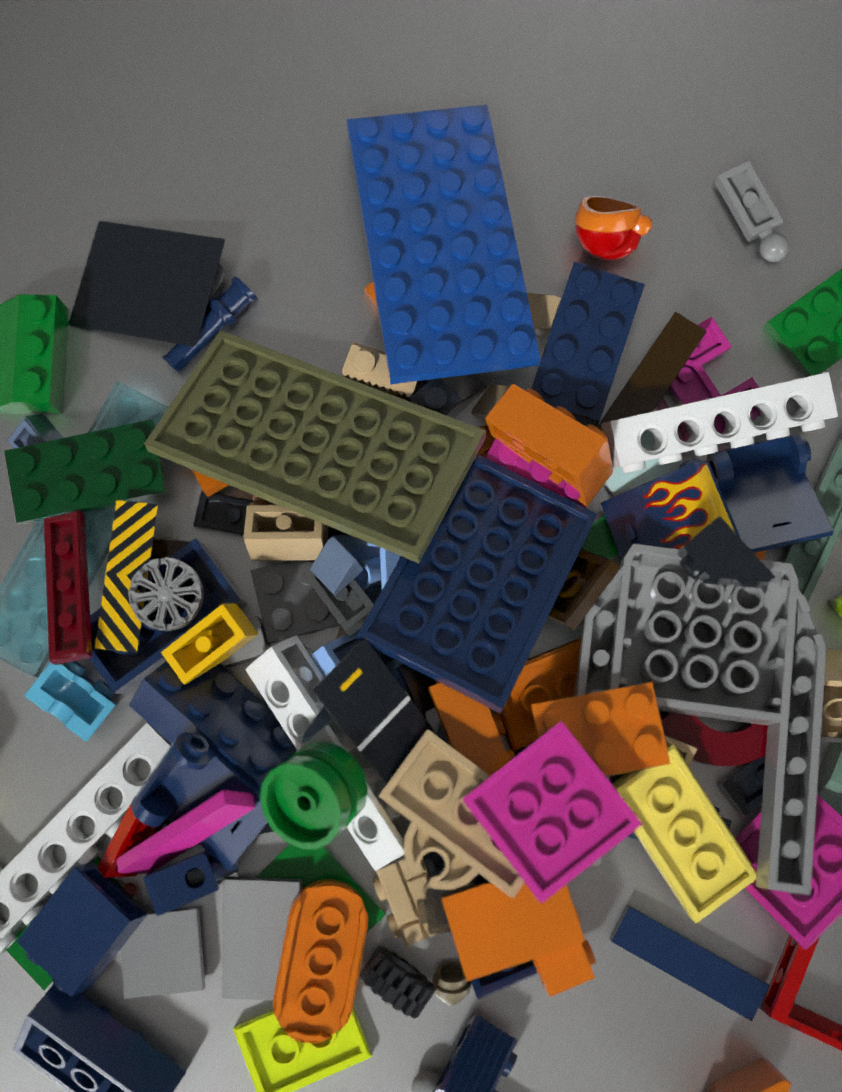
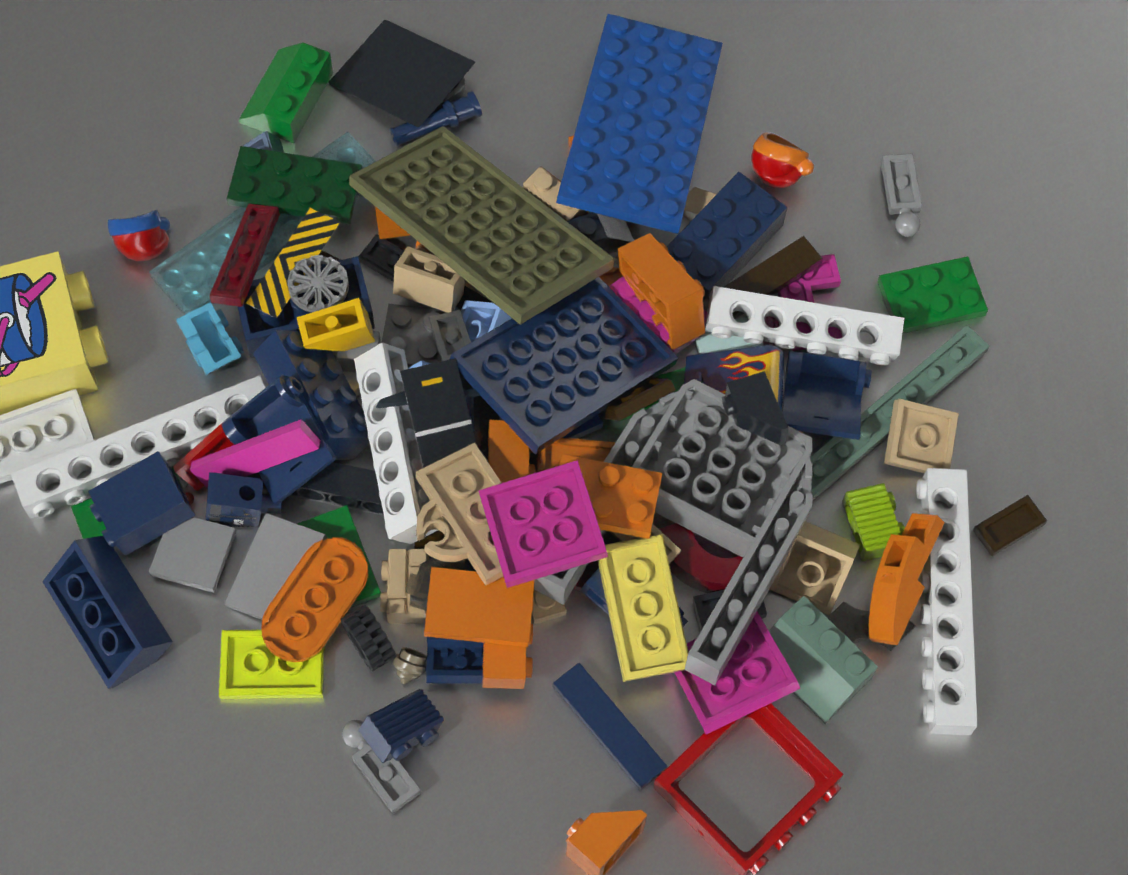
camera: 15 degrees right, 15 degrees down
(313, 795) = (367, 452): green wheel -> none
(335, 566) = (456, 314): sand blue slope -> none

